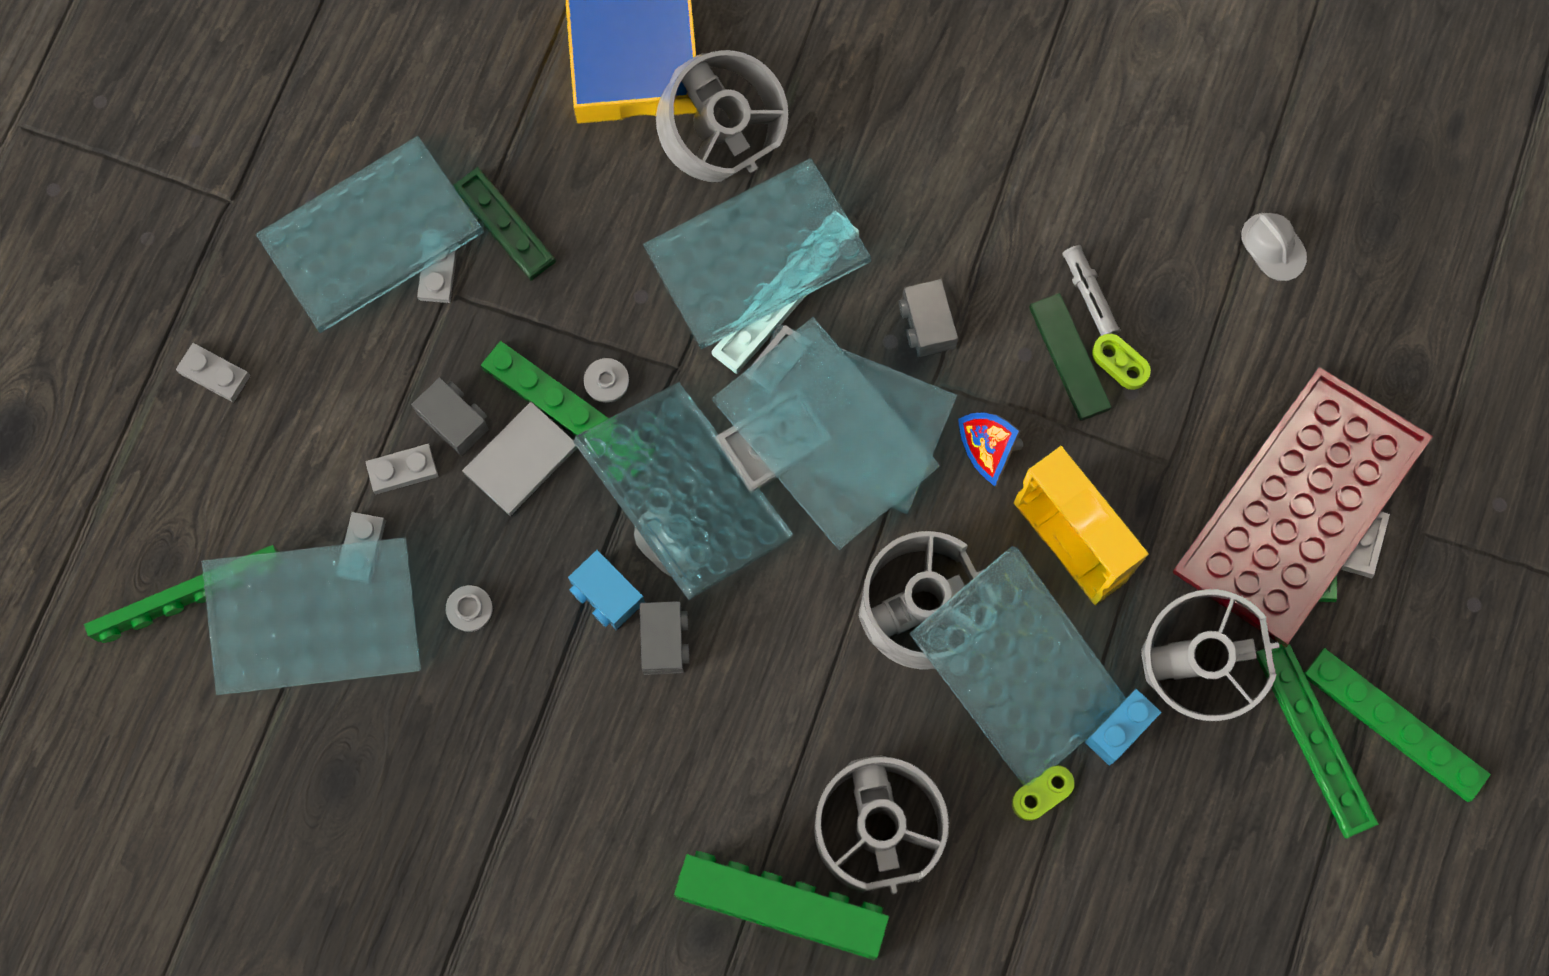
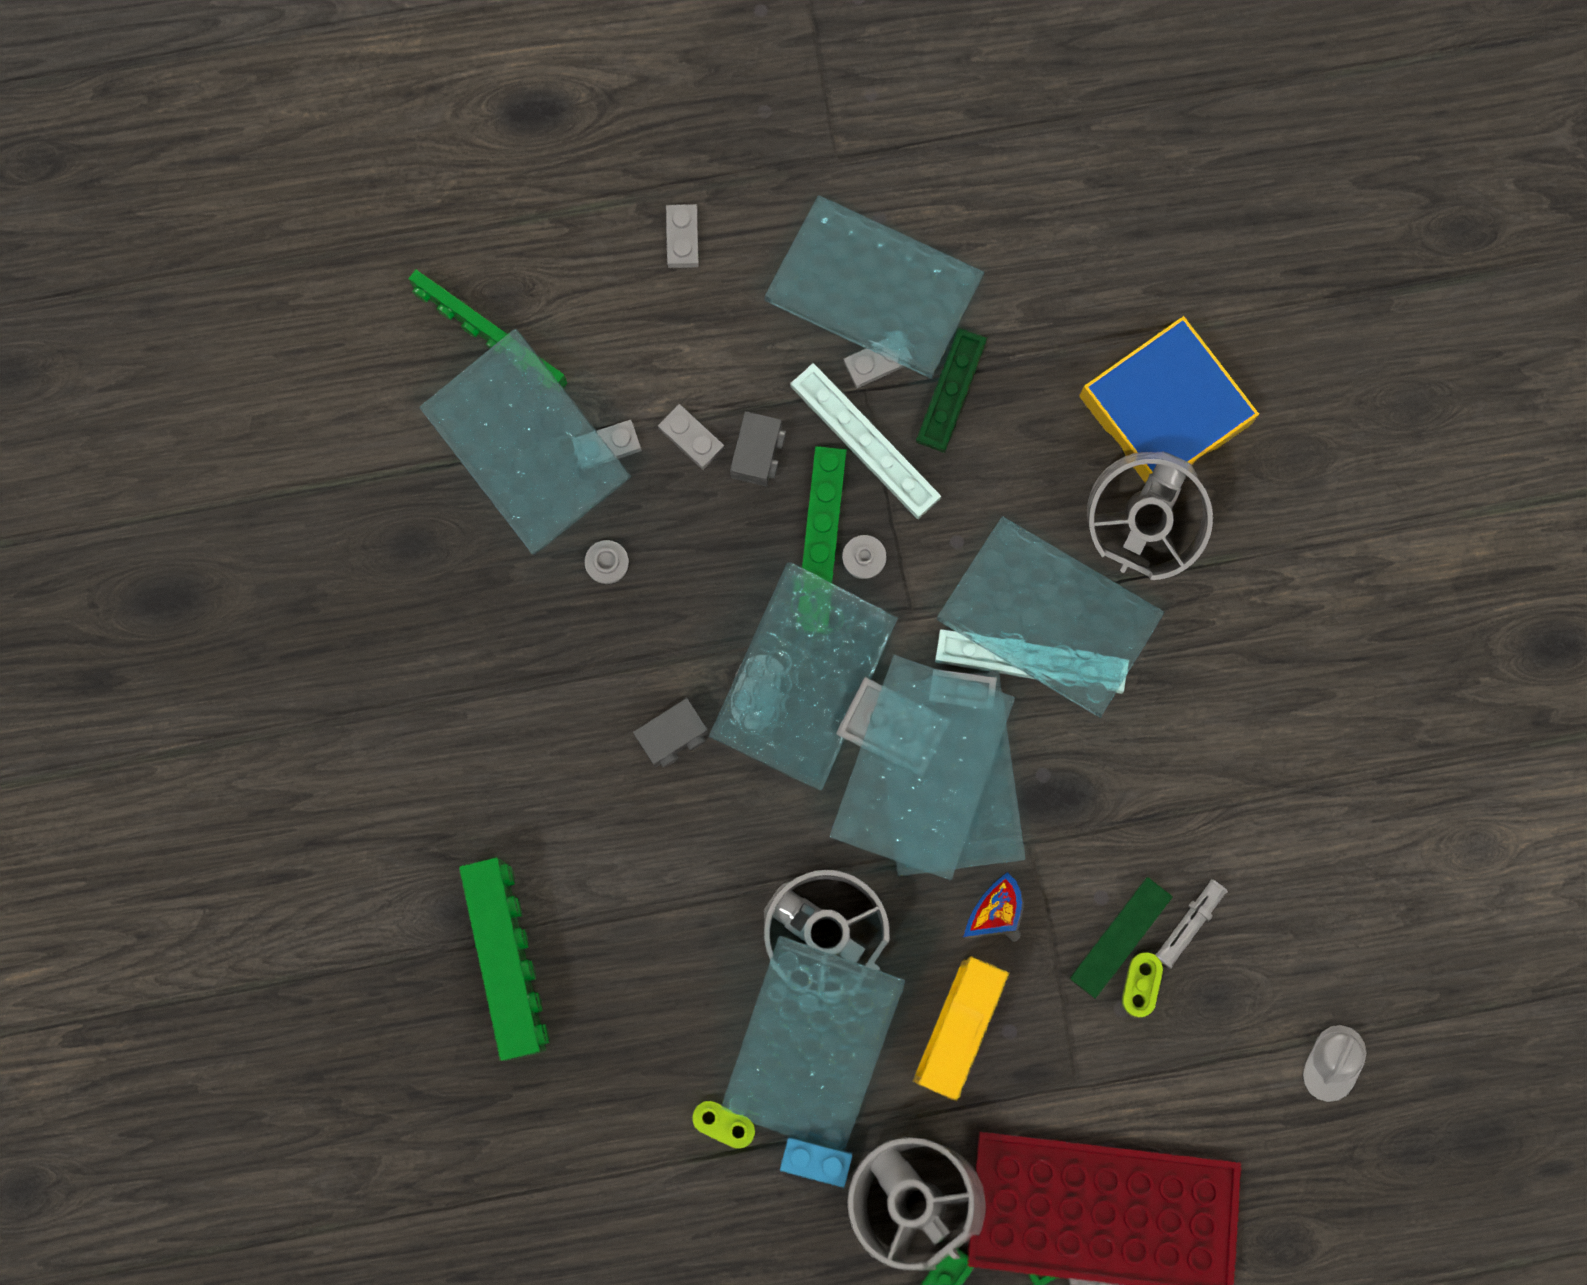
camera: 60 degrees right, 5 degrees up
(502, 320) = (865, 441): none -> light aqua plate
(520, 458) = (755, 526): light grey tile -> none
(605, 590) = (683, 664): dark azure brick -> none
(873, 796) = (638, 984): light grey animal -> none
(929, 318) = (1081, 796): brick -> none

